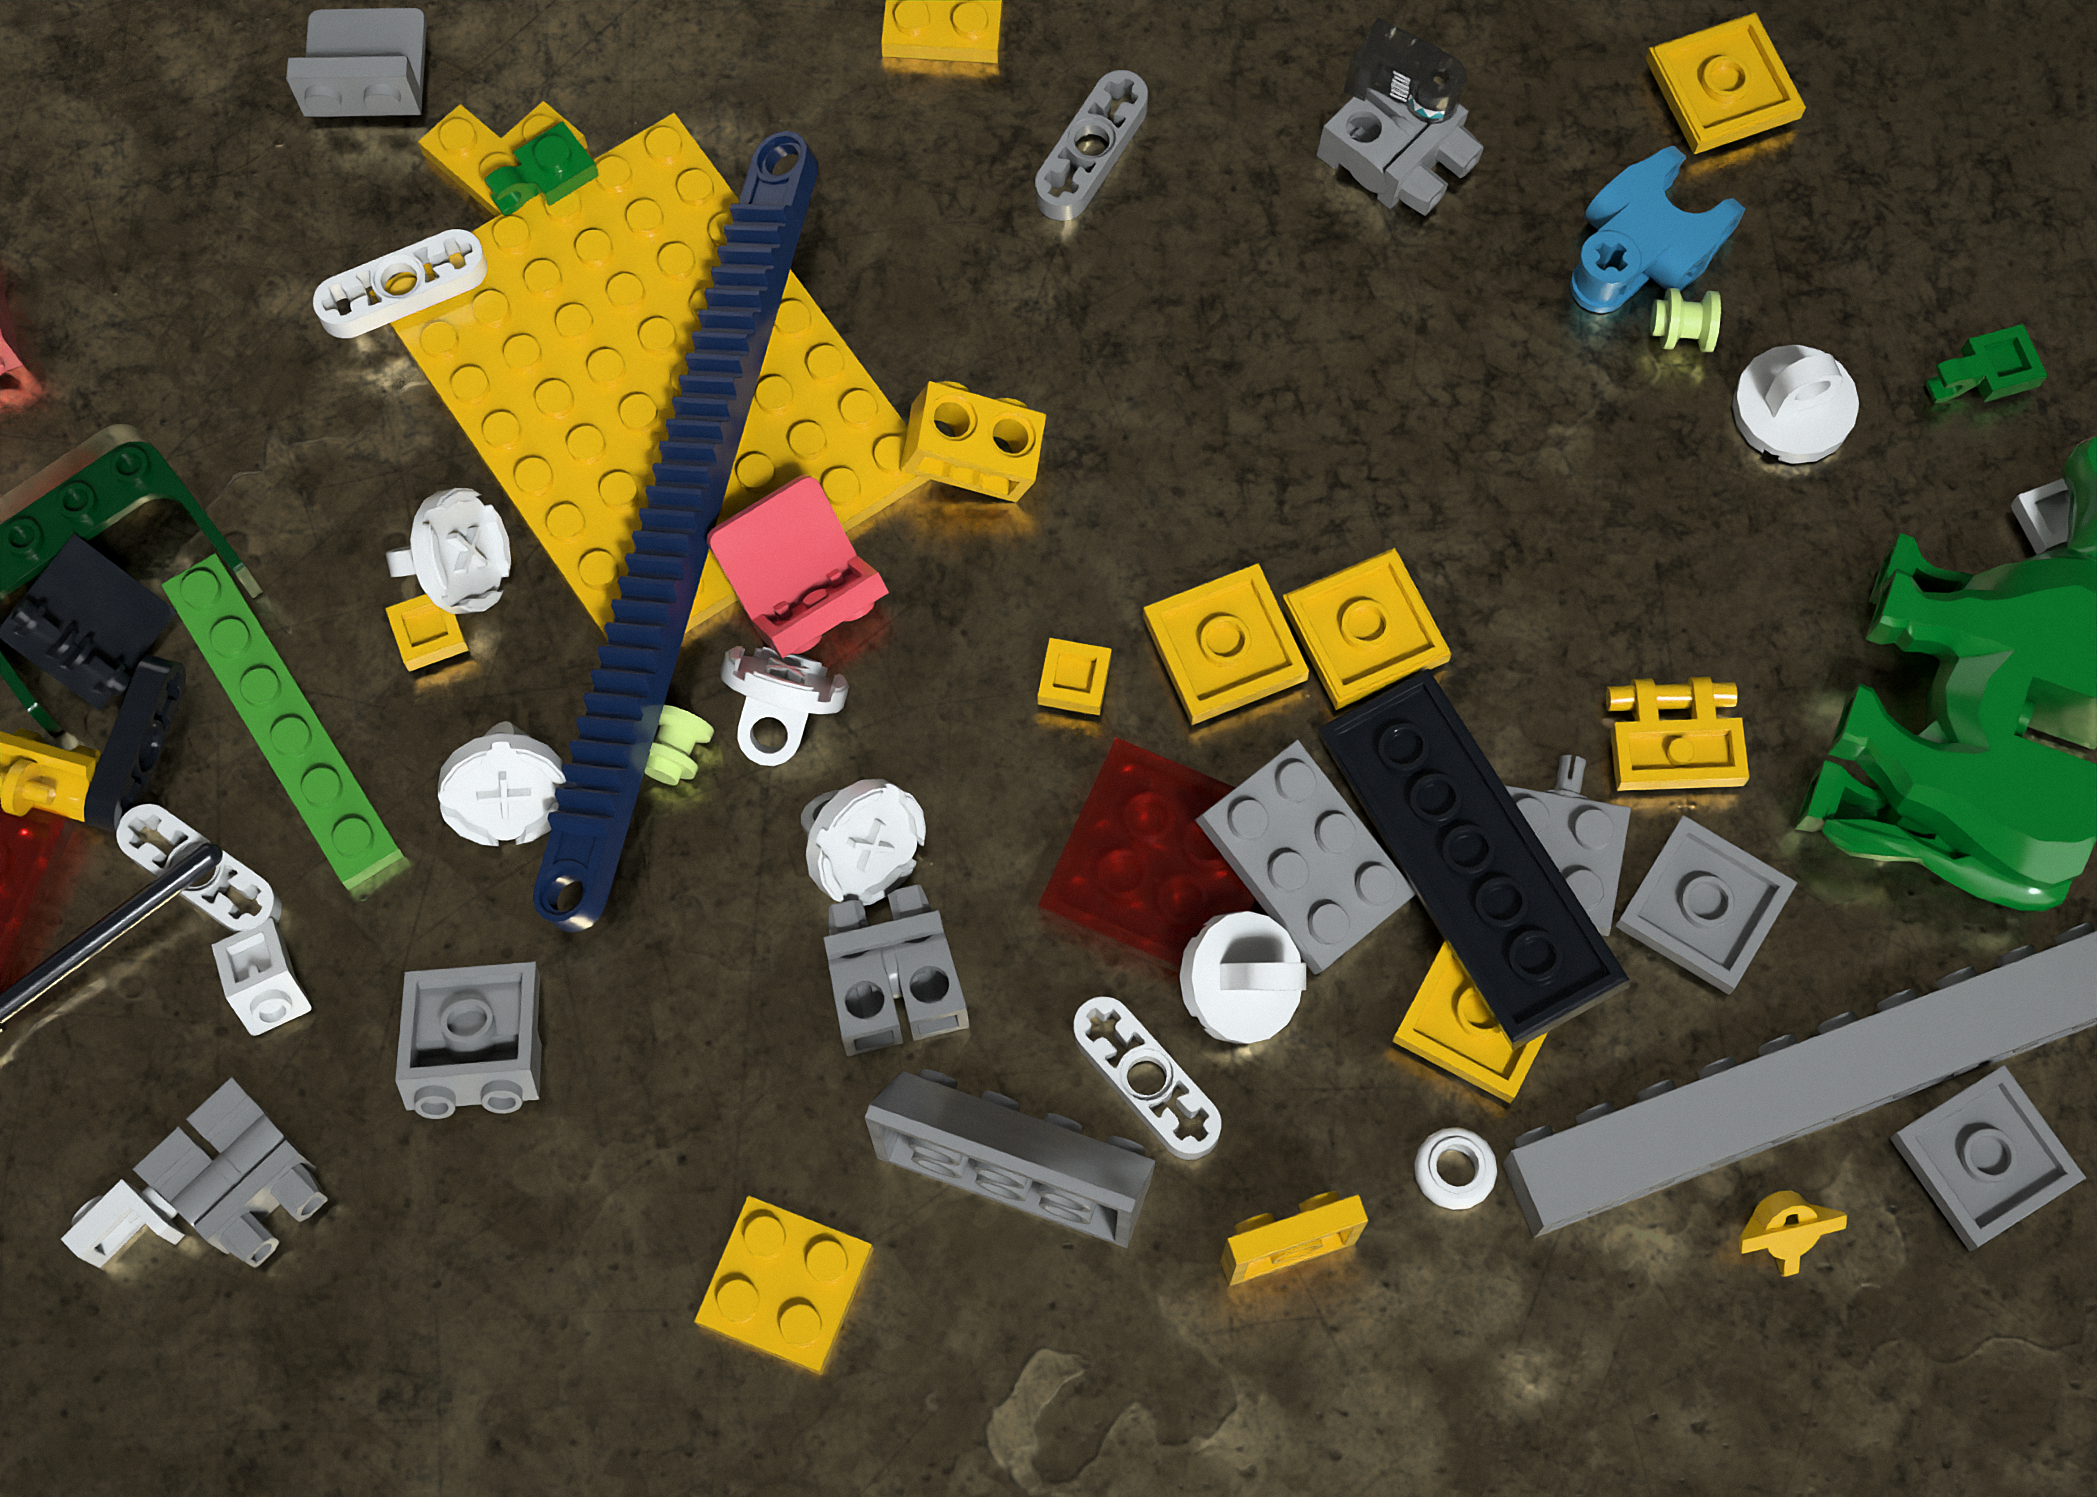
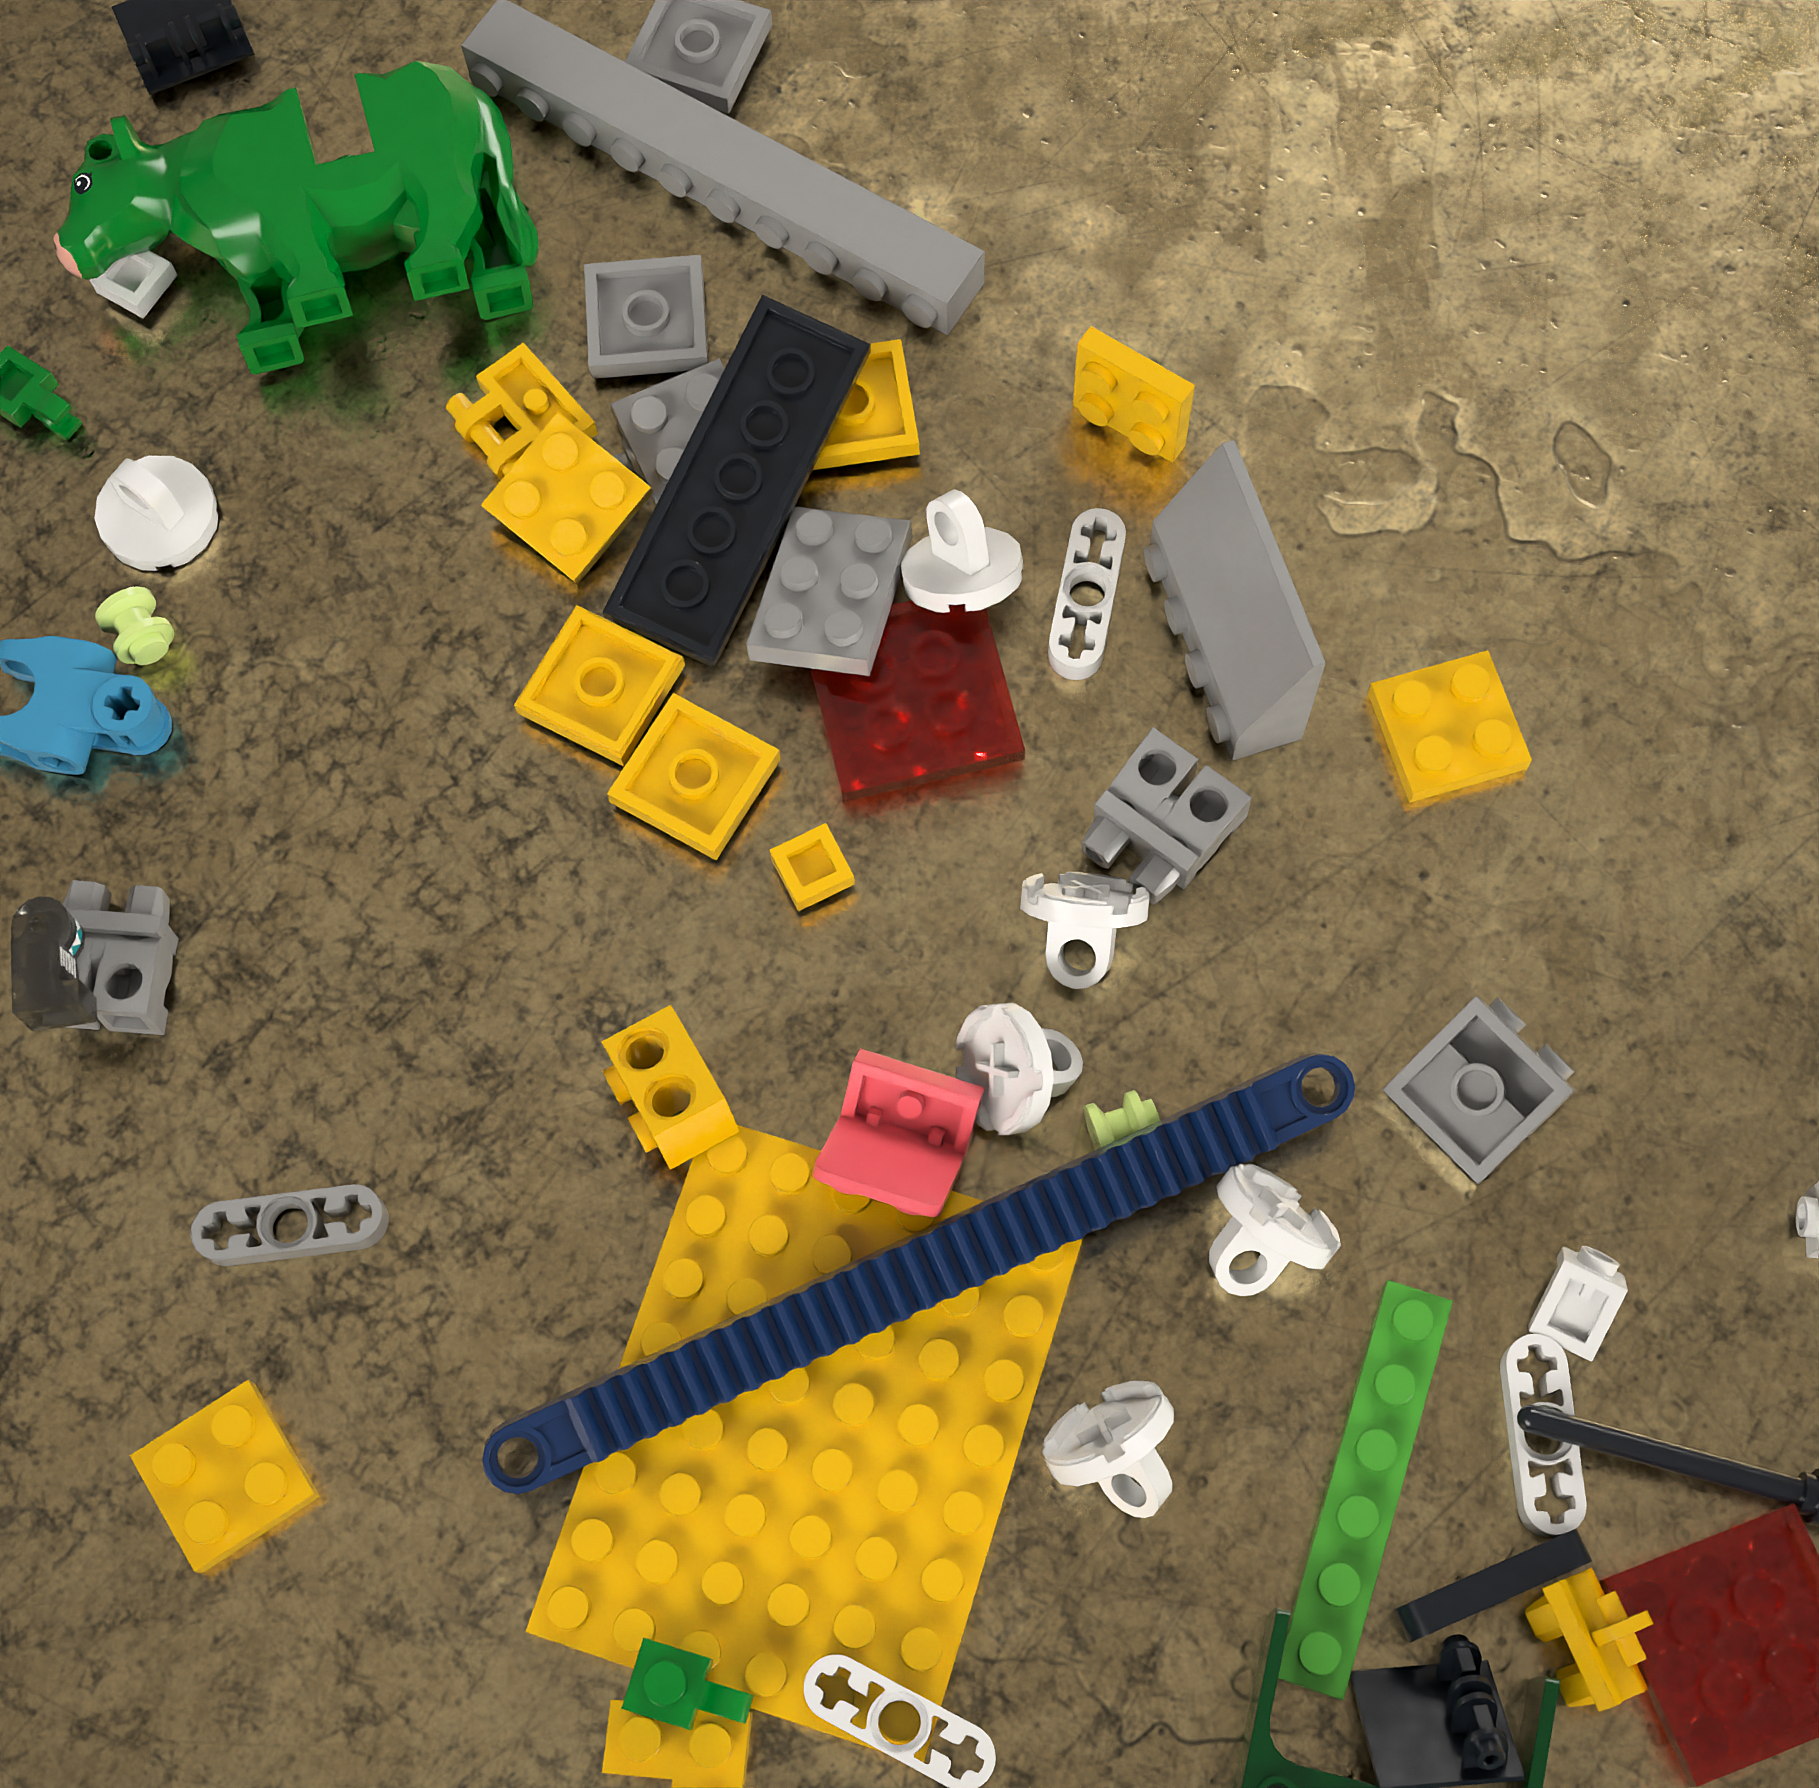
camera: 125 degrees left, 0 degrees up
(243, 1184) = (1738, 1180): light grey hips -> none
(425, 632) = (1197, 1423): yellow plate -> none
(1472, 1146) = (979, 333): white piece -> none
(1560, 712) = (567, 498): none -> yellow plate
(1788, 1228) = (849, 129): yellow piece -> none

